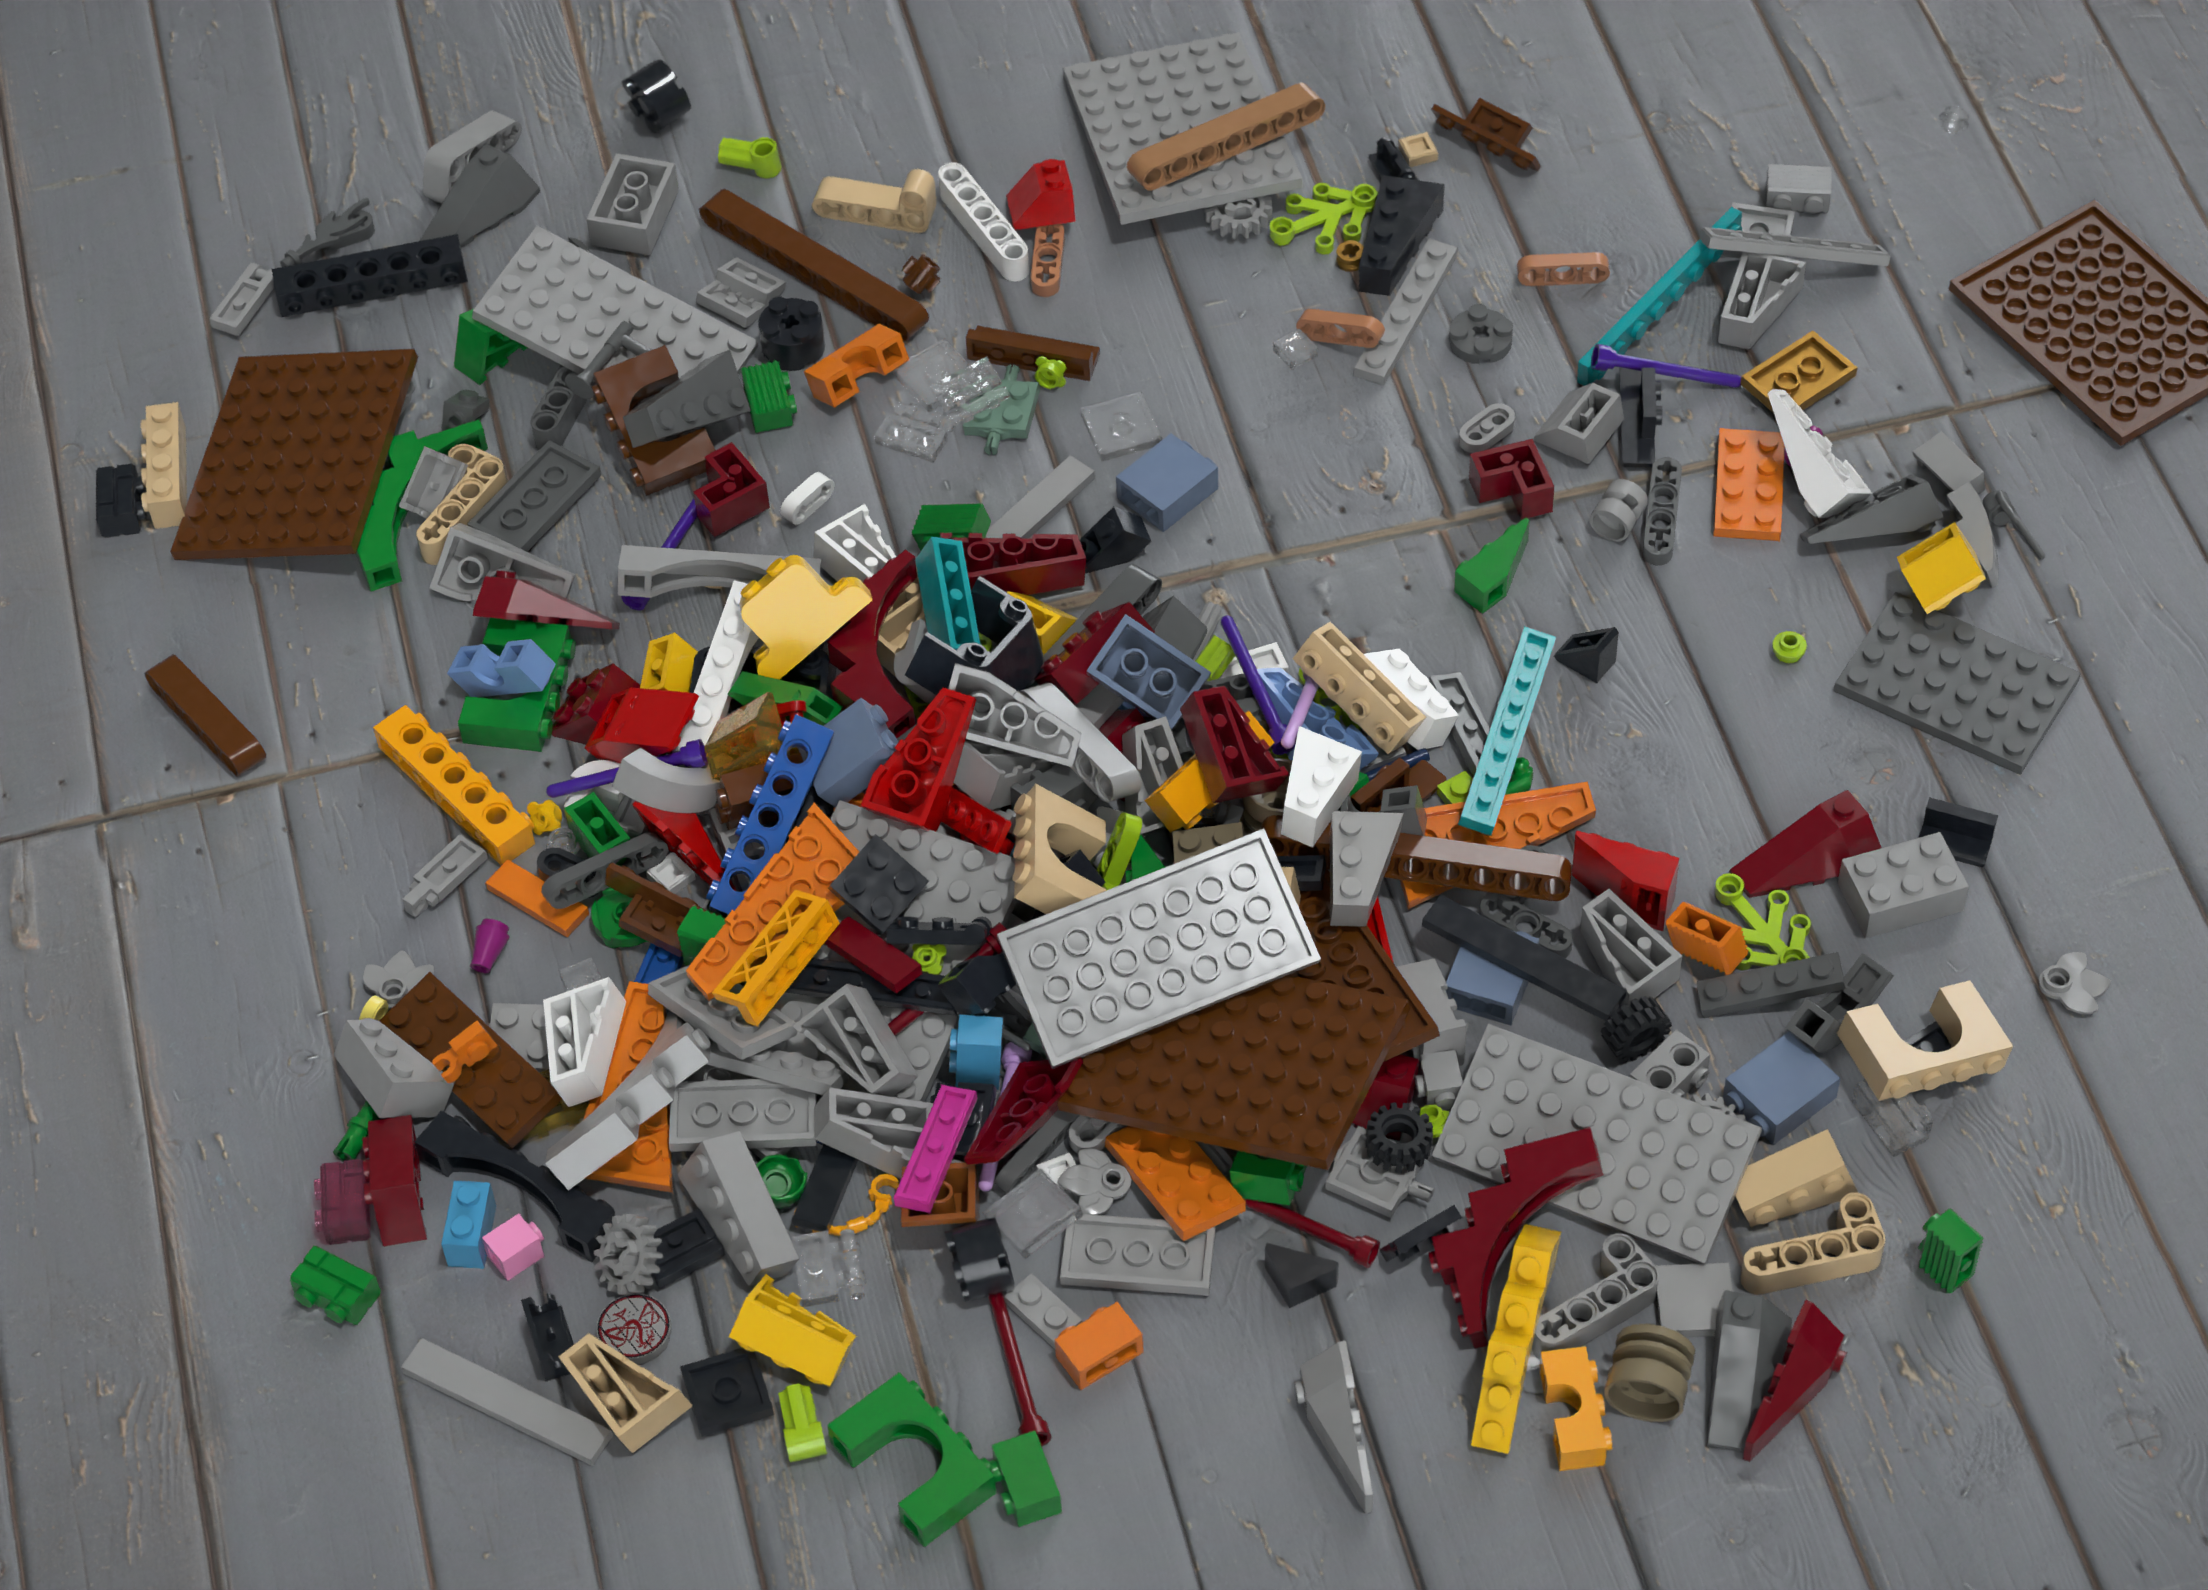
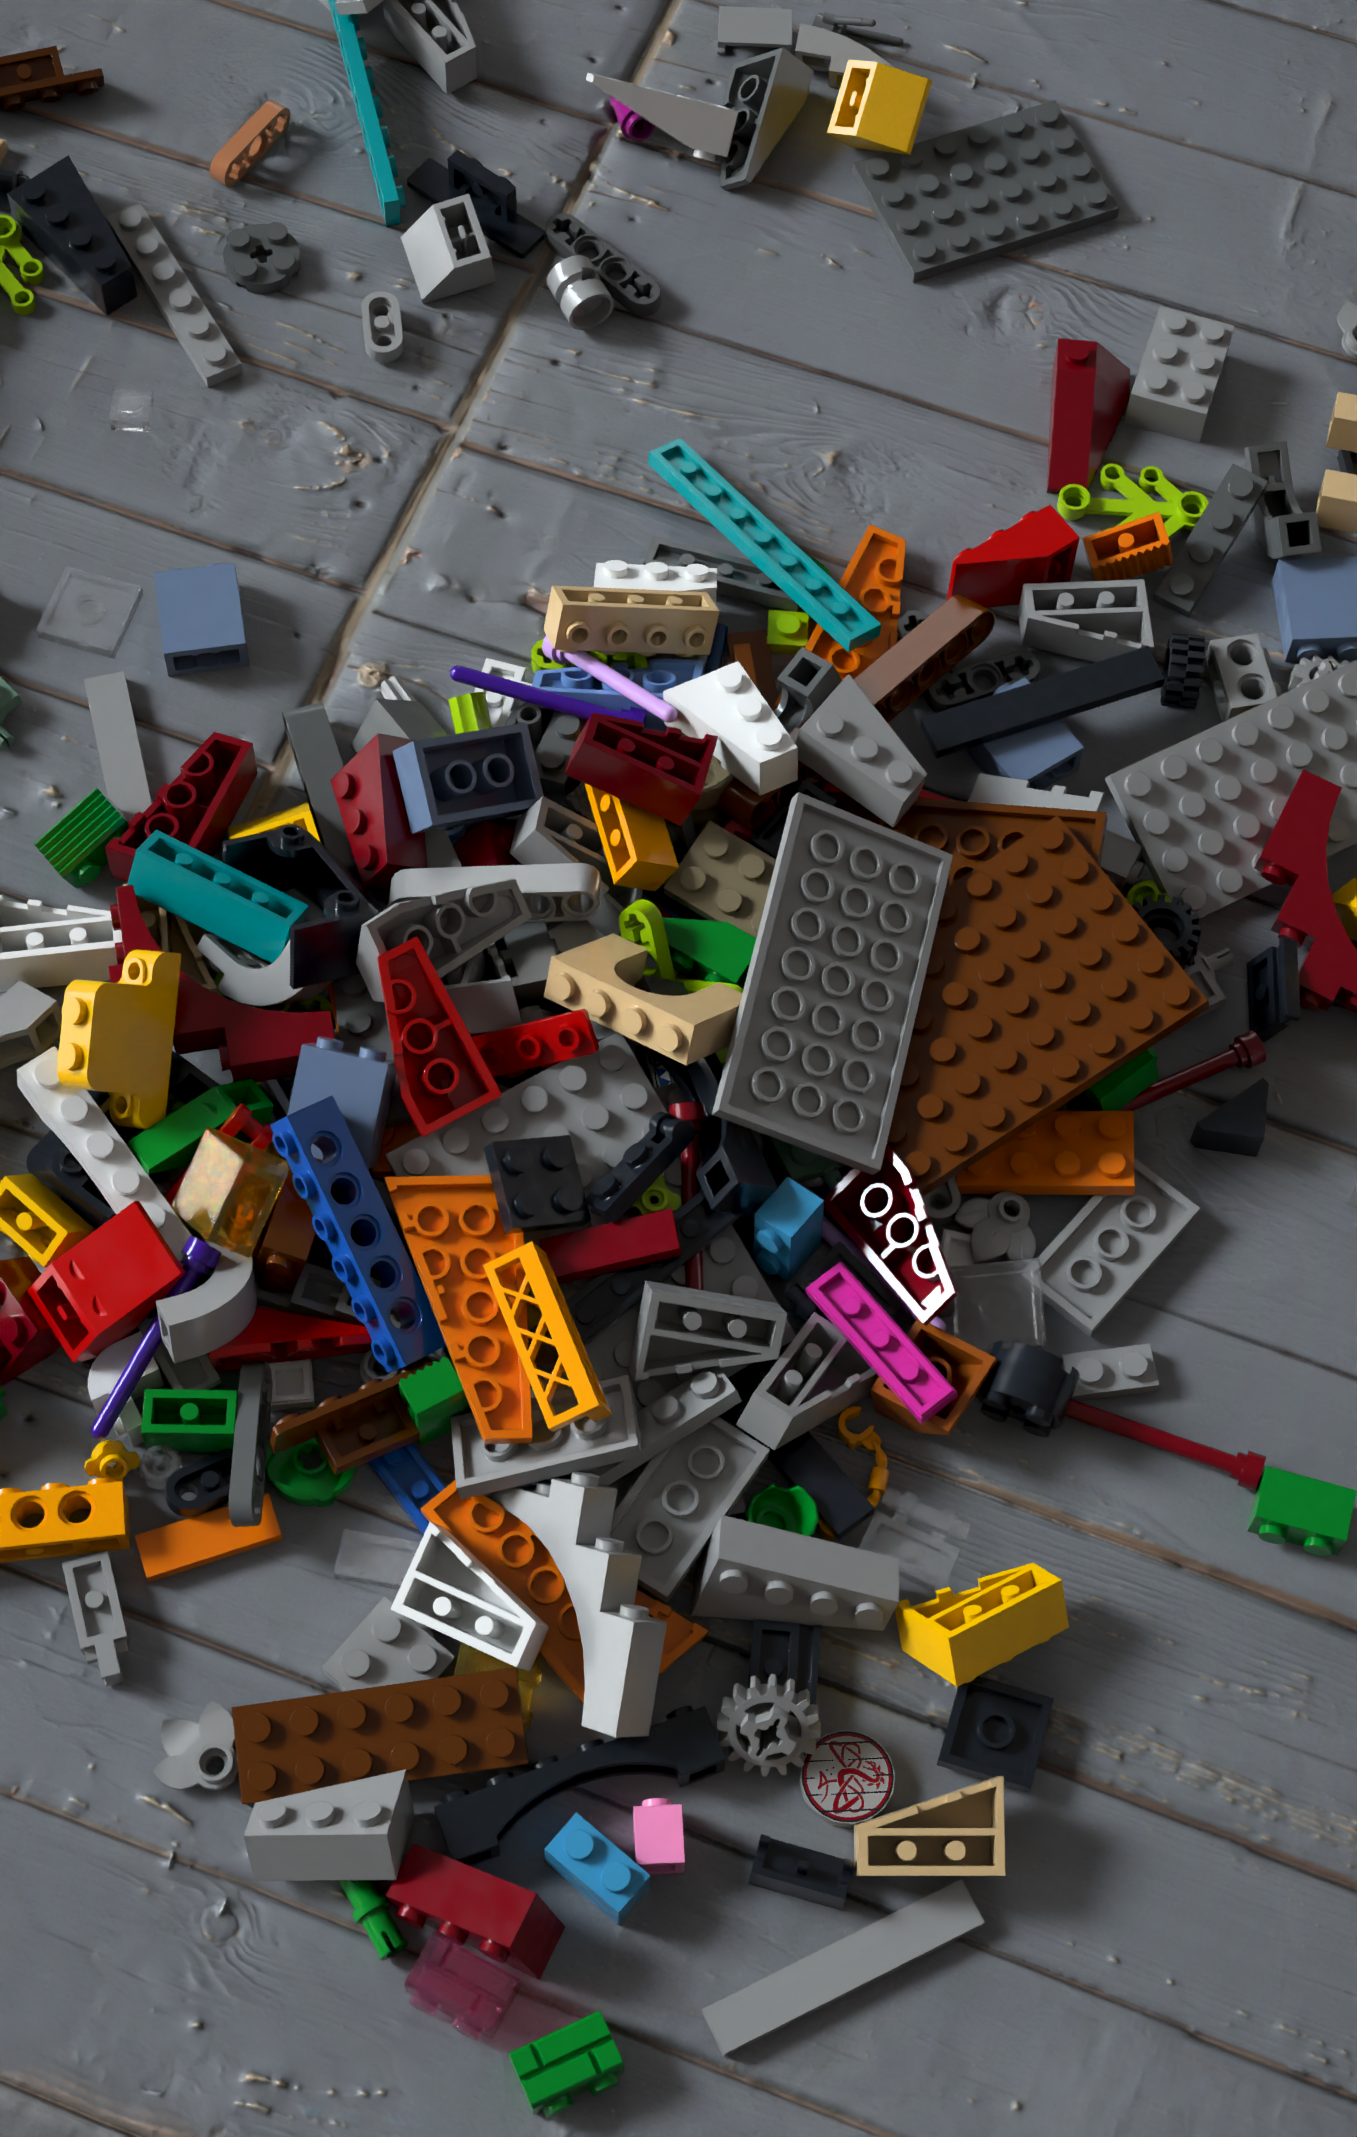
camera: 60 degrees left, 10 degrees up
(374, 1008) = (230, 1804): light yellow tile -> none
(467, 1048) = (392, 1721): orange plate -> none
(488, 944) = (233, 1624): magenta cone -> none
(802, 1430) = (1102, 1688): lime piece -> none
(901, 1412) = (1258, 1569): green arch -> none
(1098, 1345) = (1193, 1347): orange brick -> none
(1114, 540) = (234, 704): black slope -> none
(1349, 248) = (58, 281): pearl gold bush -> none
(1360, 329) = (174, 341): nougat beam -> none
(1489, 574) = (559, 429): green slope -> none
(1513, 472) = (469, 336): dark red brick -> none
(1590, 652) = (720, 423): black slope -> none
(1605, 358) = (407, 177): dark purple piece -> none
(1749, 484) = (631, 182): orange plate -> none
(1788, 653) = (842, 278): lime plate -> none
(1803, 369) = (546, 63): pearl gold plate -> none
(1964, 829) = (1137, 300): black panel -> none

